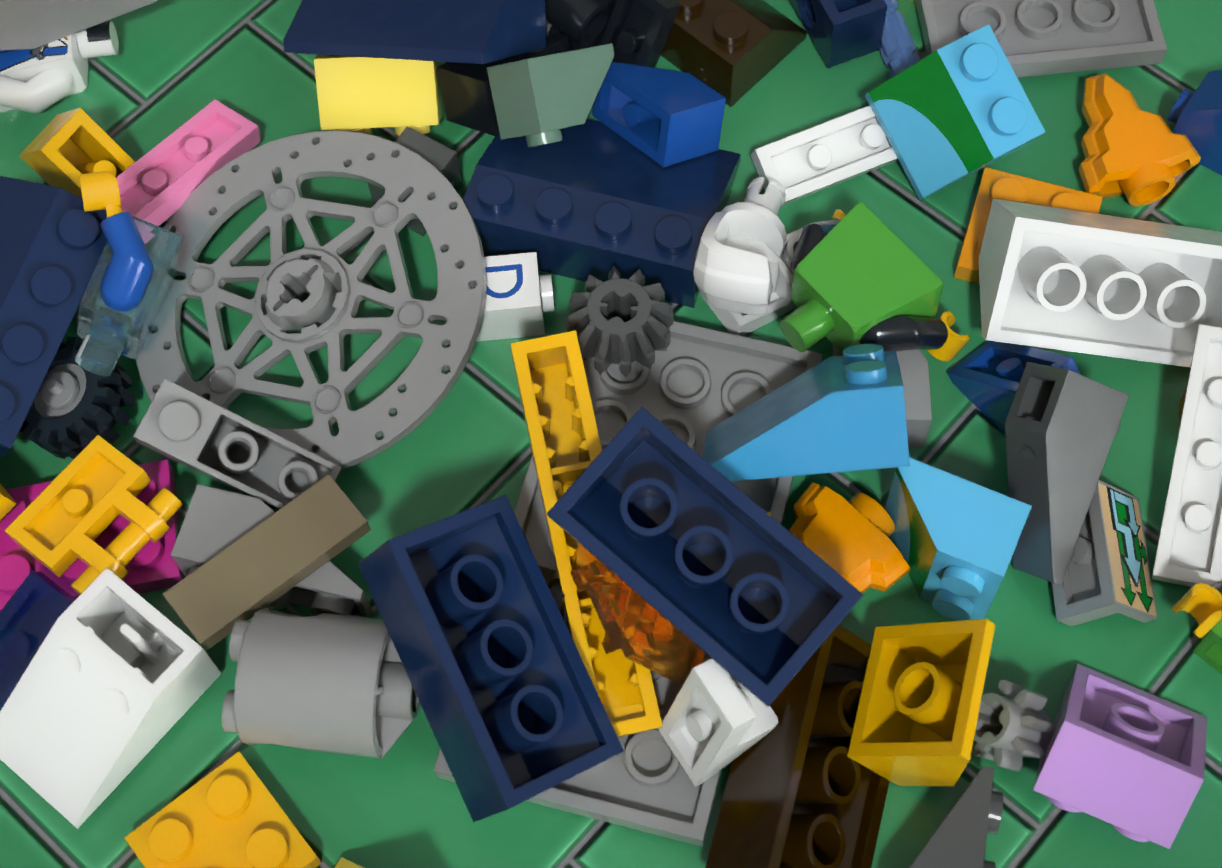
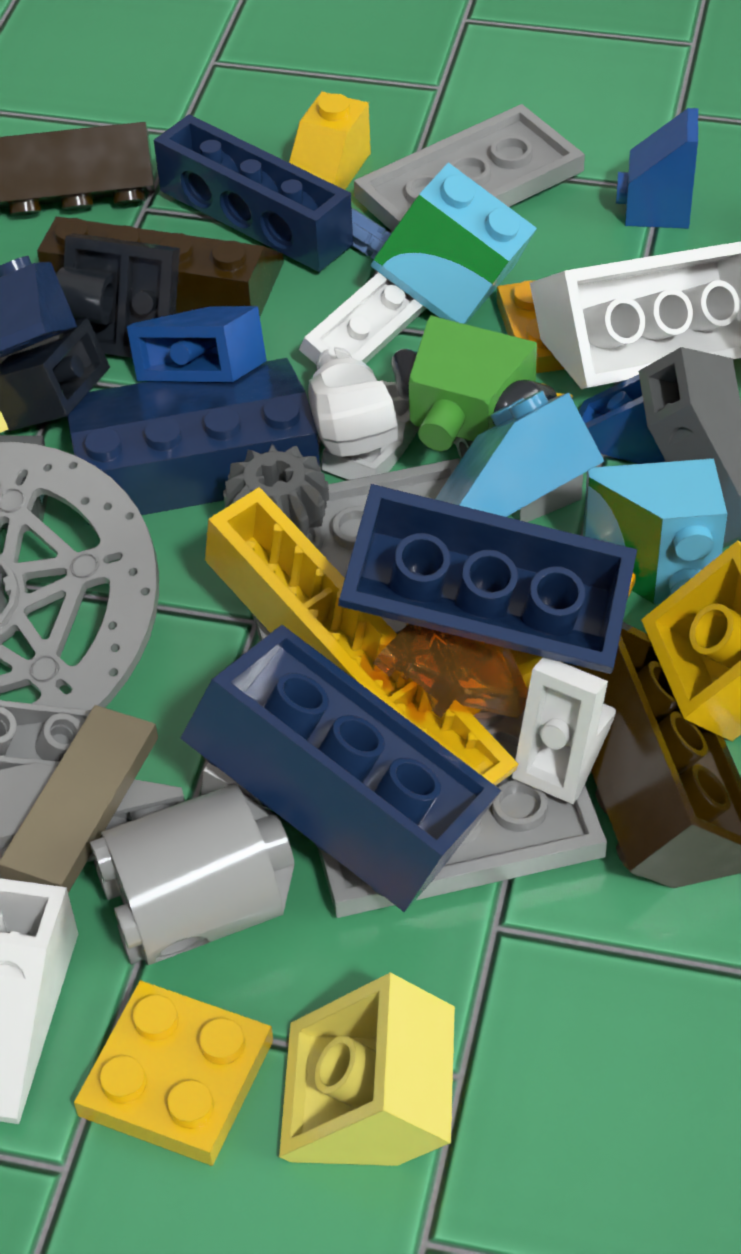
camera: 30 degrees left, 15 degrees down
(515, 297) = (172, 523): white brick -> none
(547, 92) = (100, 355): sand green slope -> none
(1128, 147) = (598, 227): light orange rock -> none

